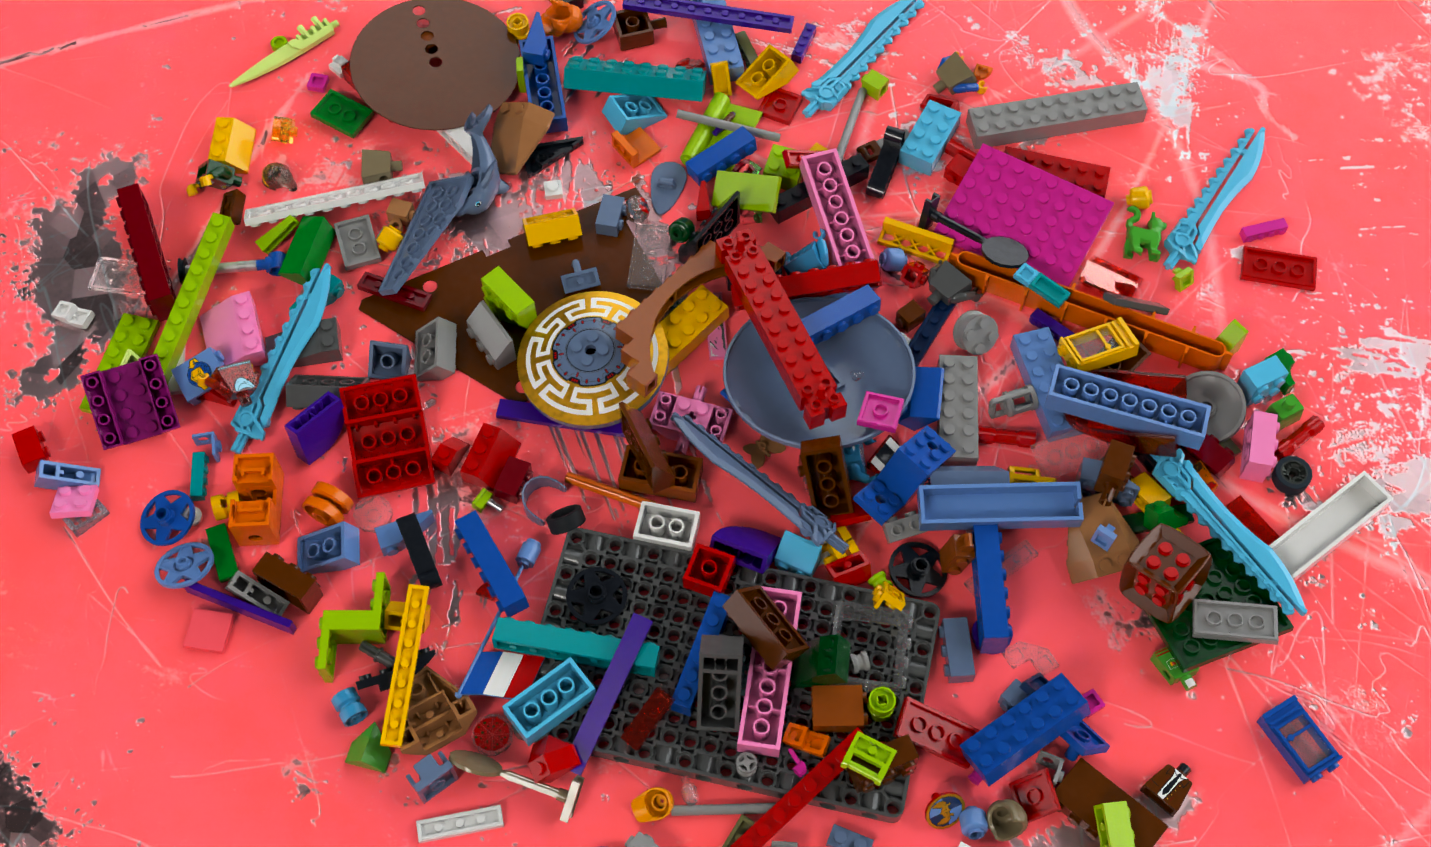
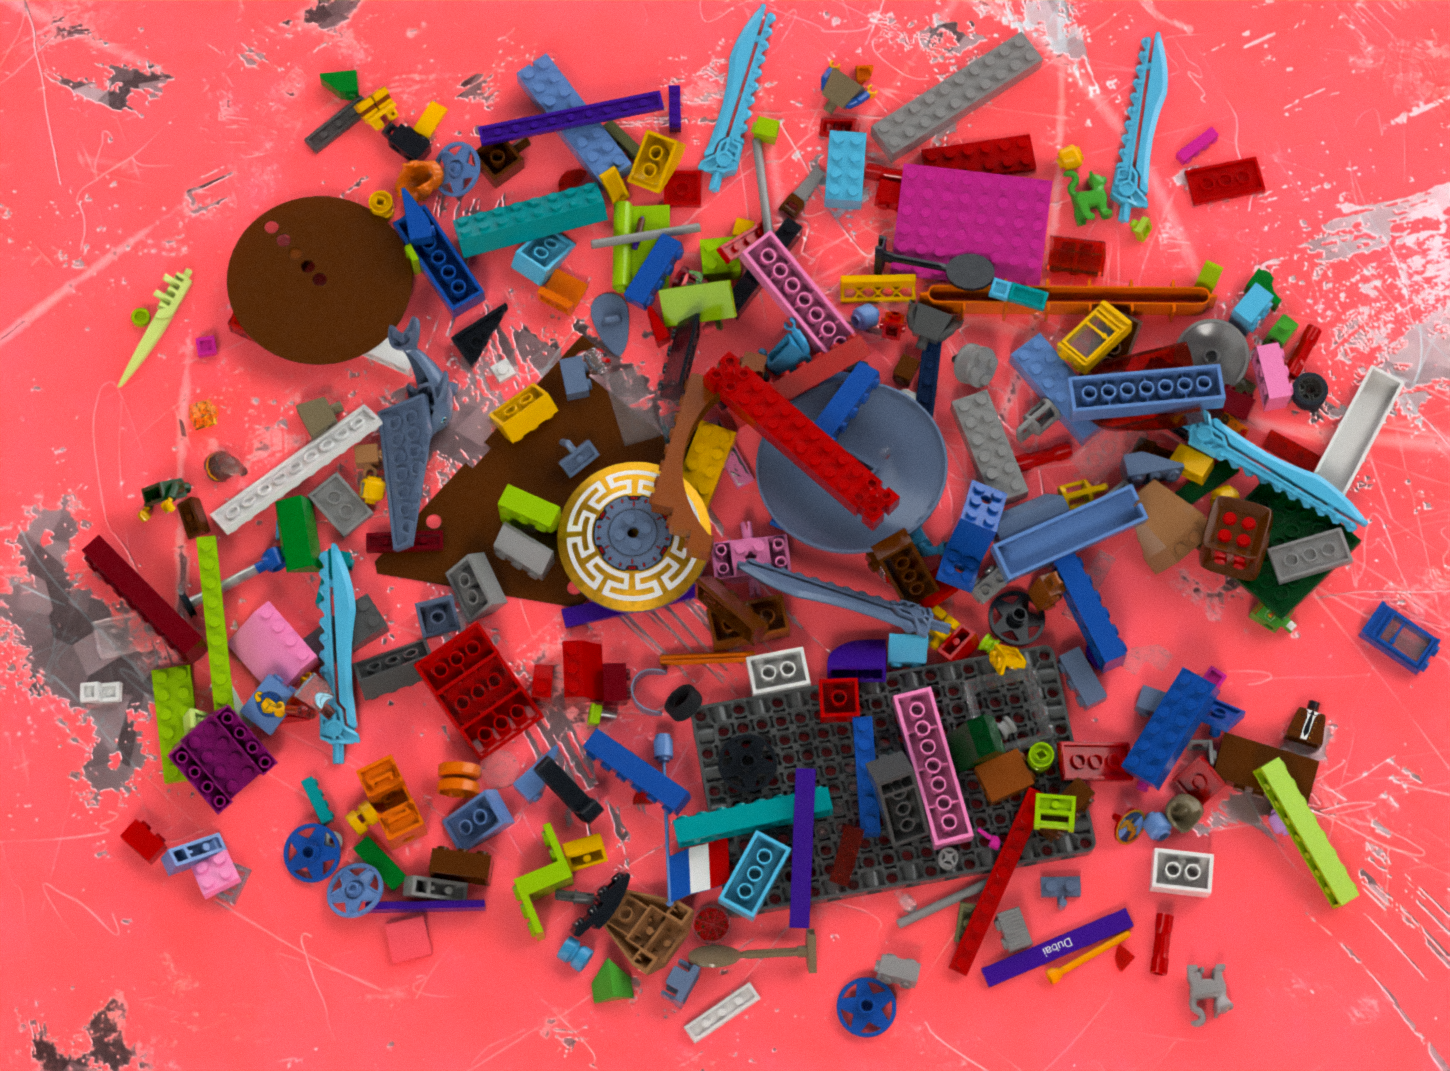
camera: 25 degrees left, 10 degrees up
(216, 444) = (308, 760): medium blue bracket -> none
(232, 143) = (159, 452): yellow slope -> none
(277, 234) = (255, 536): lime piece -> none
(316, 428) = (409, 710): dark purple brick -> none
(336, 65) = (218, 318): white tile -> none
(342, 113) = (249, 371): green plate -> none
(404, 666) = (612, 897): yellow plate -> none
(517, 134) = (445, 328): medium nougat wedge -> none
(552, 759) = (779, 924): red slope -> none
(649, 805) = (879, 929): light orange cap -> none
(681, 230) = (651, 366): dark green head -> none
(761, 449) = (824, 562): medium nougat piece -> none
(765, 626) = (914, 732): reddish brown slope -> none
(806, 740) = (989, 815): orange slope -> none
(880, 412) = (928, 487): dark pink tile -> none
(882, 454) = (942, 521): slope -> none
(886, 162) = (815, 216): black beam -> none
(926, 398) = (960, 450): blue slope -> none
(1033, 683) = (1162, 683): dark blue tile -> none
(1042, 320) = (1034, 326): dark purple piece -> none
(1104, 536) = (1171, 524): medium blue tile -> none
(1114, 471) = (1158, 461): reddish brown brick -> none
(1135, 303) = (1110, 277): dark grey tile -> none
(1162, 513) = (1213, 483): green arch -> none

